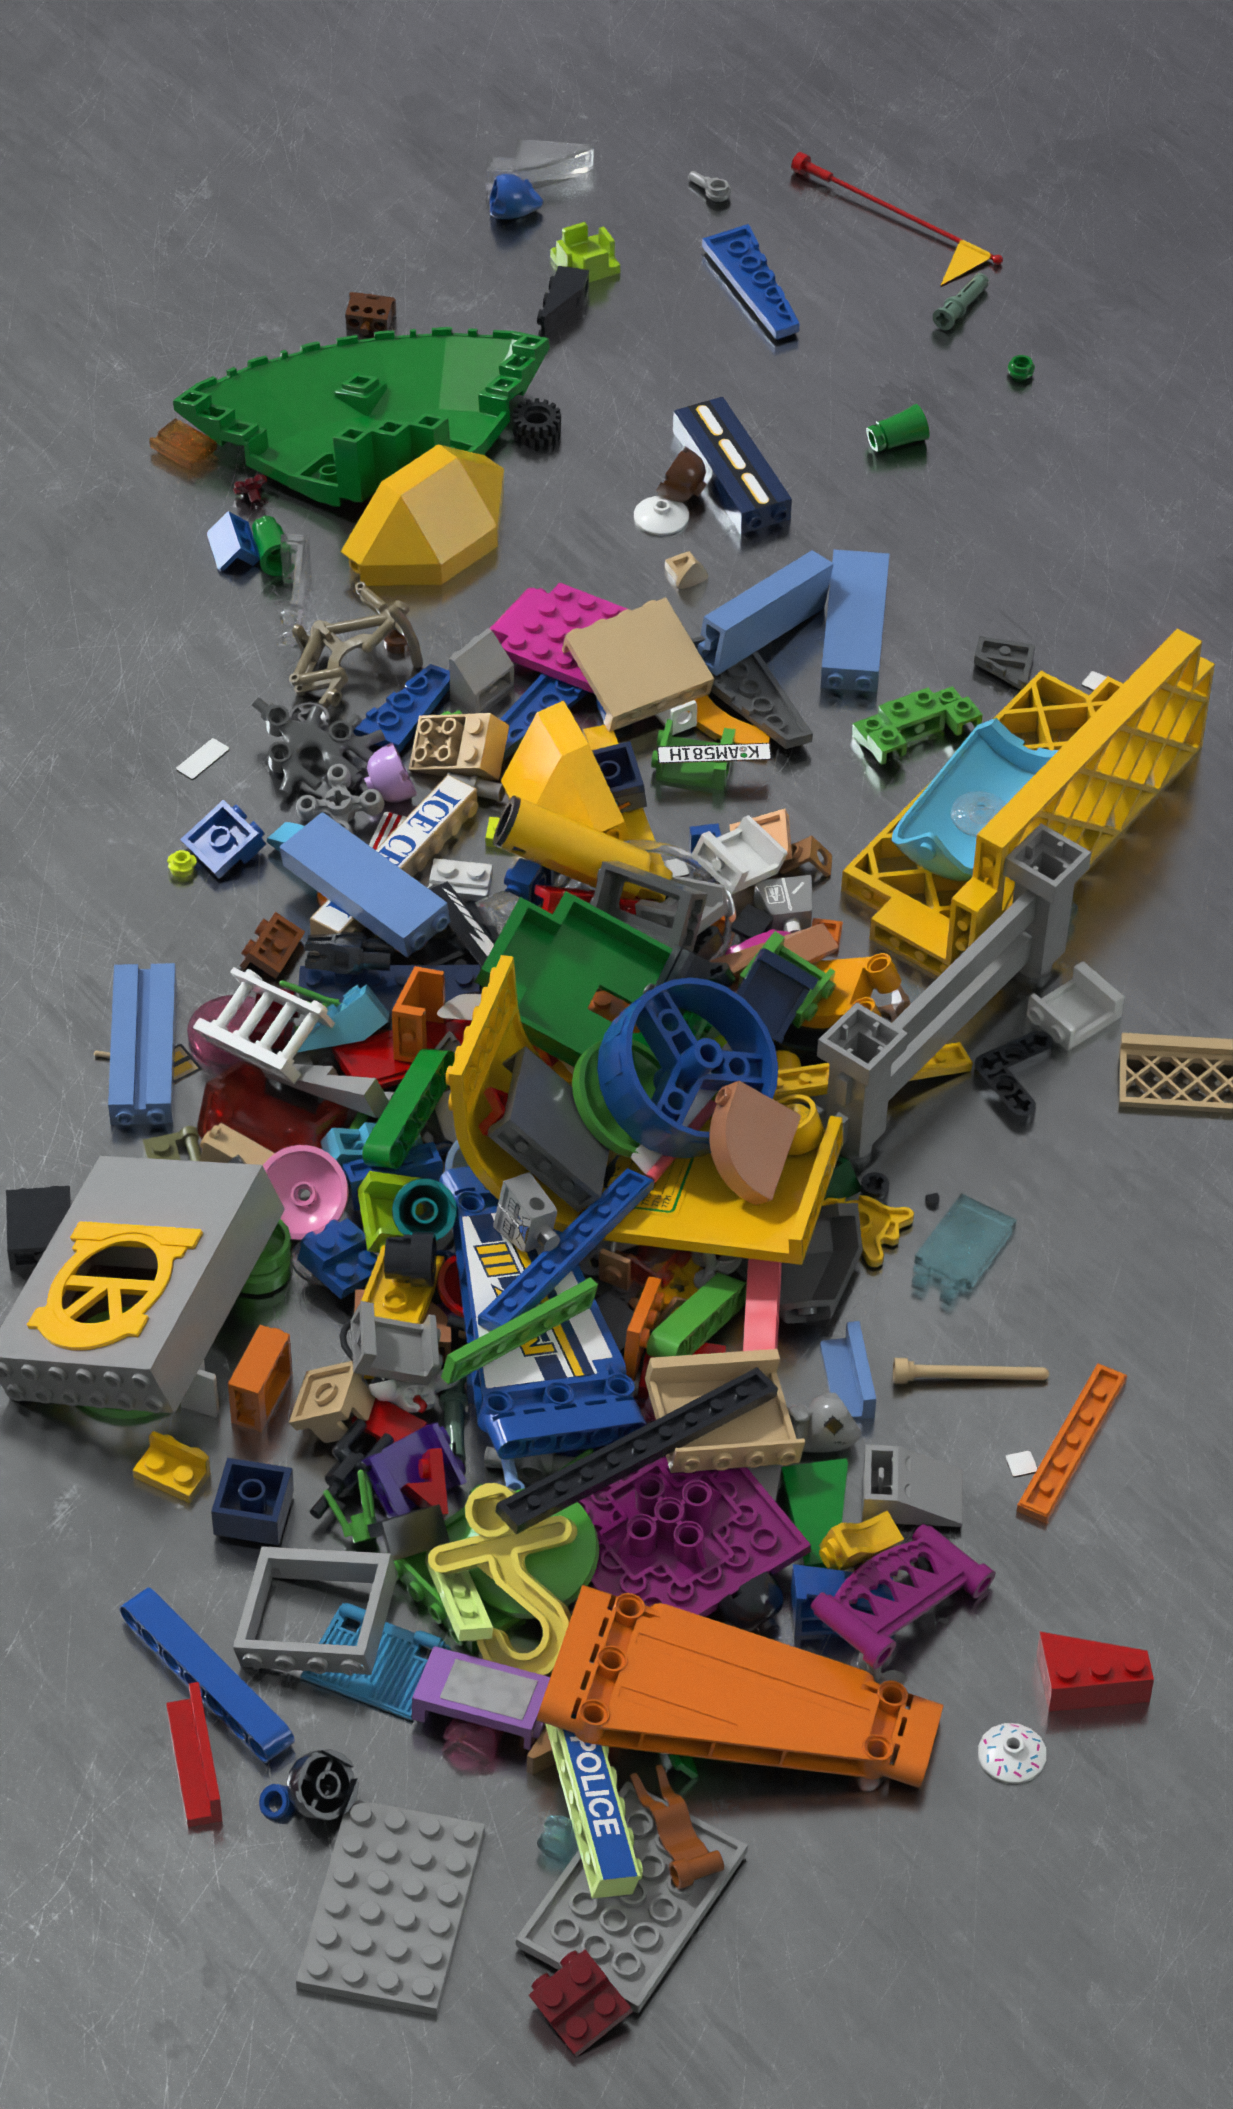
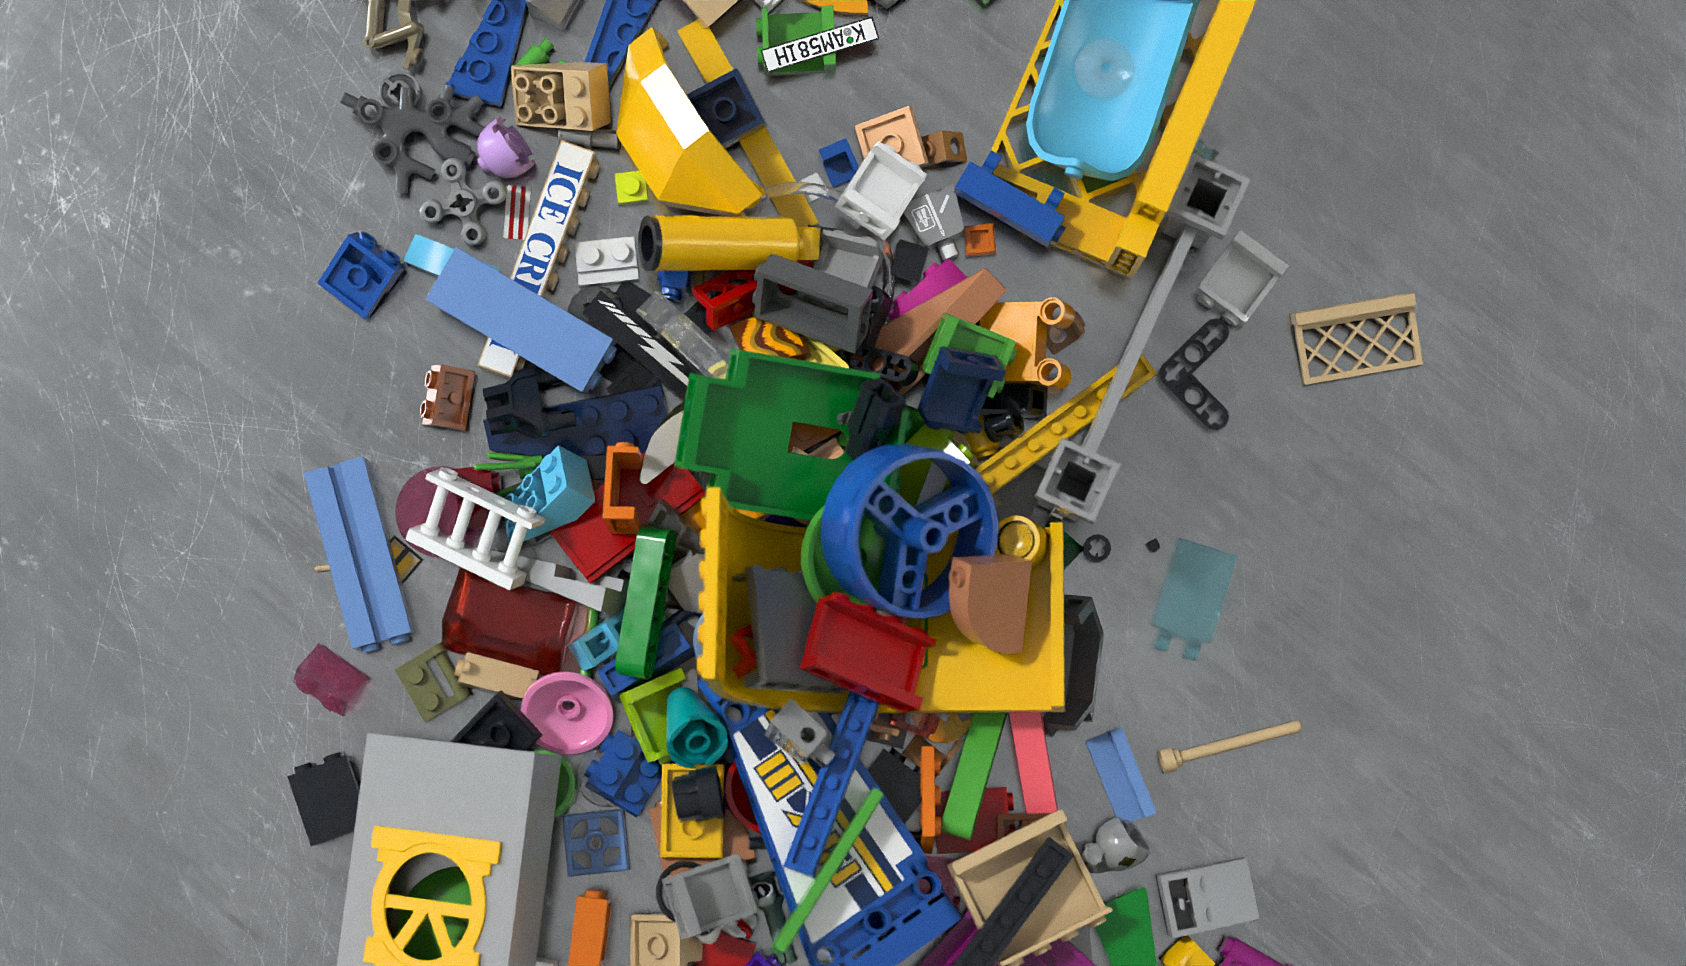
camera: 15 degrees left, 35 degrees up
(74, 1135) = (329, 679): none -> clear pink bracket
(181, 863) = (334, 312): neon yellow plate -> none
(202, 758) = (305, 159): white sticker -> none
(295, 1313) = (595, 842): none -> medium blue piece
(618, 1156) = (866, 652): none -> red panel
(804, 1053) = (1004, 425): none -> black bush
(862, 892) = (1011, 204): none -> blue brick
(878, 1225) = (1107, 588): yellow tile -> none
(1021, 1463) = (1296, 830): white sticker -> none
(1071, 1443) = (1338, 798): orange tile -> none

